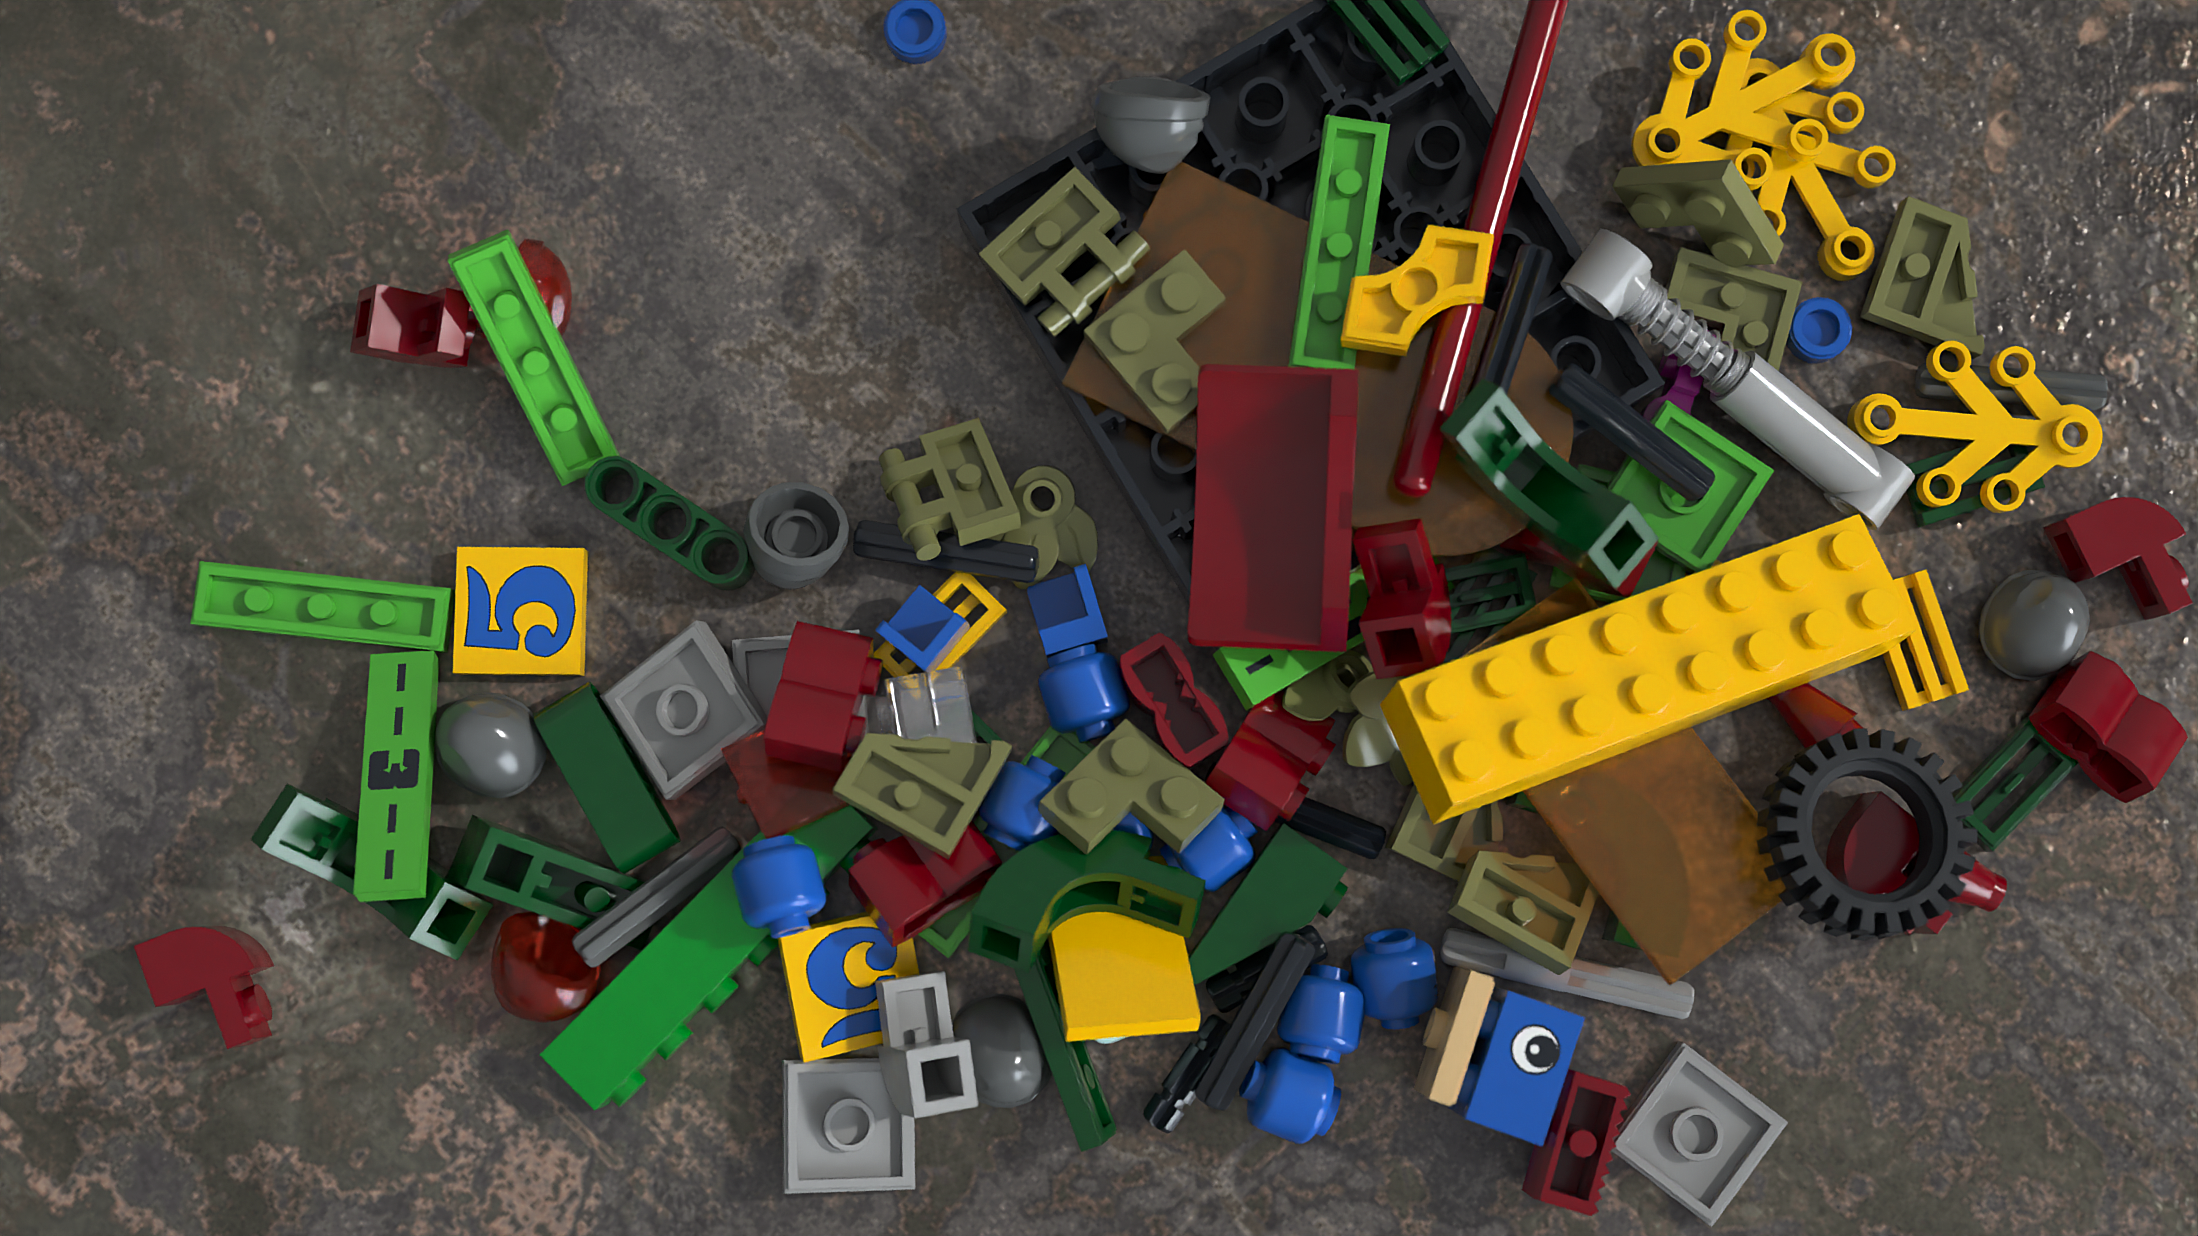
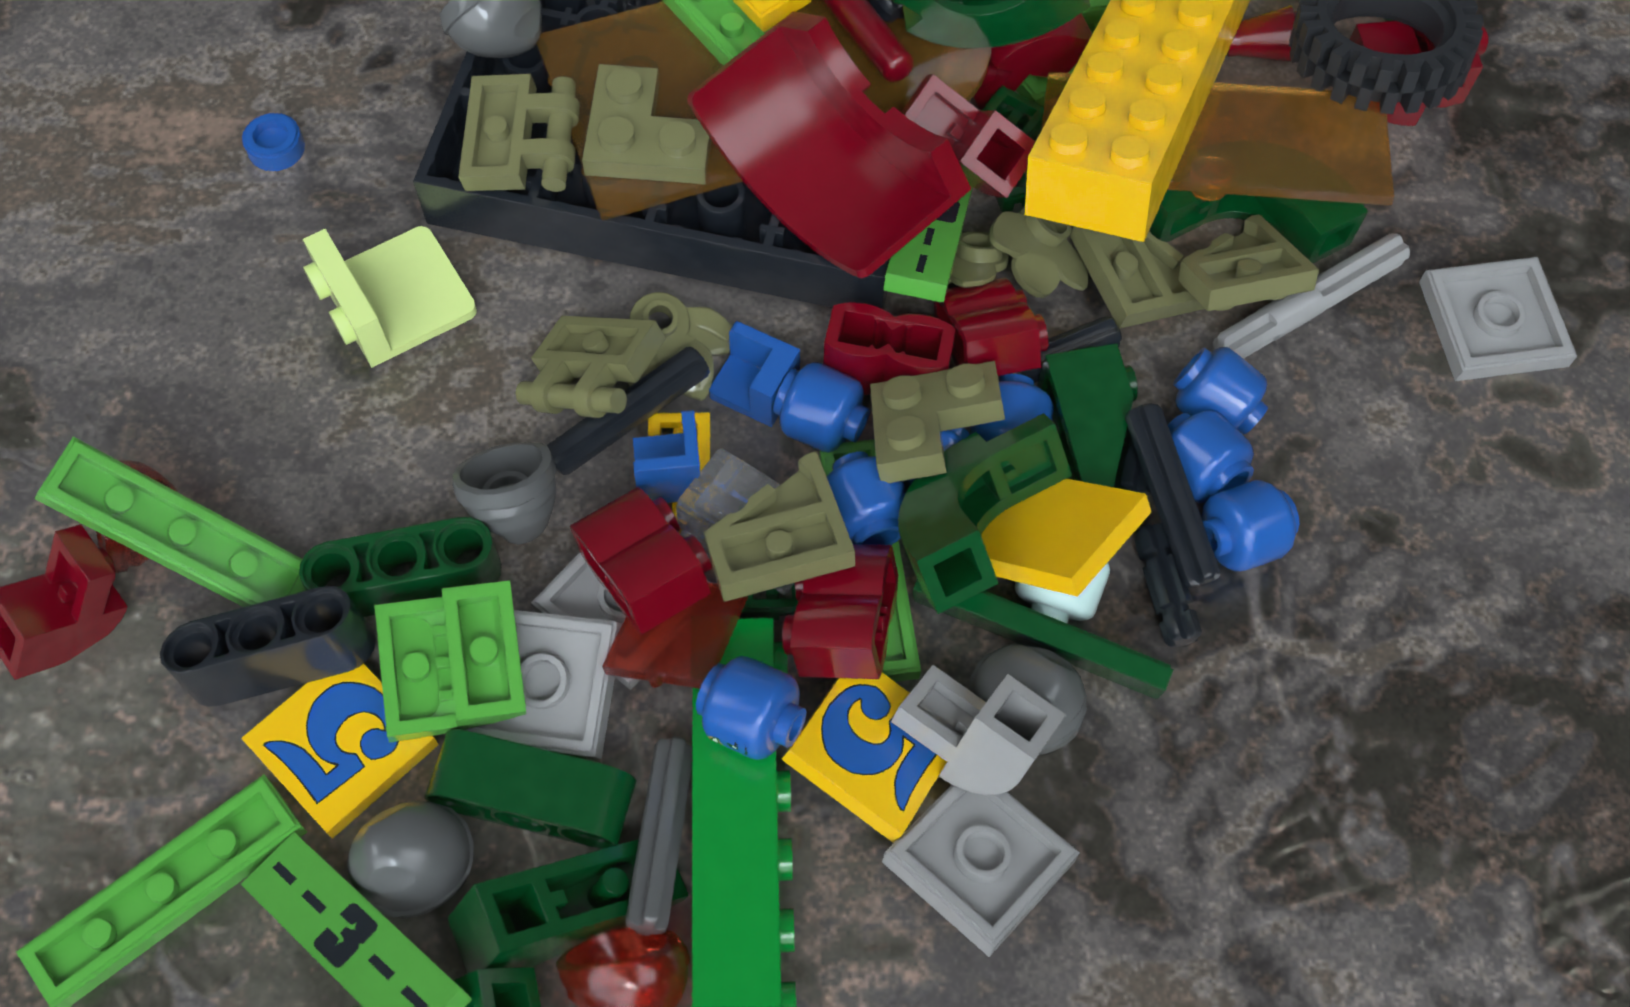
camera: 50 degrees left, 20 degrees down
(514, 477) = (268, 646): none -> black beam
(631, 635) = (449, 661): none -> bright green slope
(871, 272) = (389, 293): none -> yellowish green bracket
(1452, 1035) = (1304, 376): tan plate -> none
(1518, 1065) = (1358, 357): blue brick -> none
(1577, 1143) = (1446, 371): dark red brick -> none

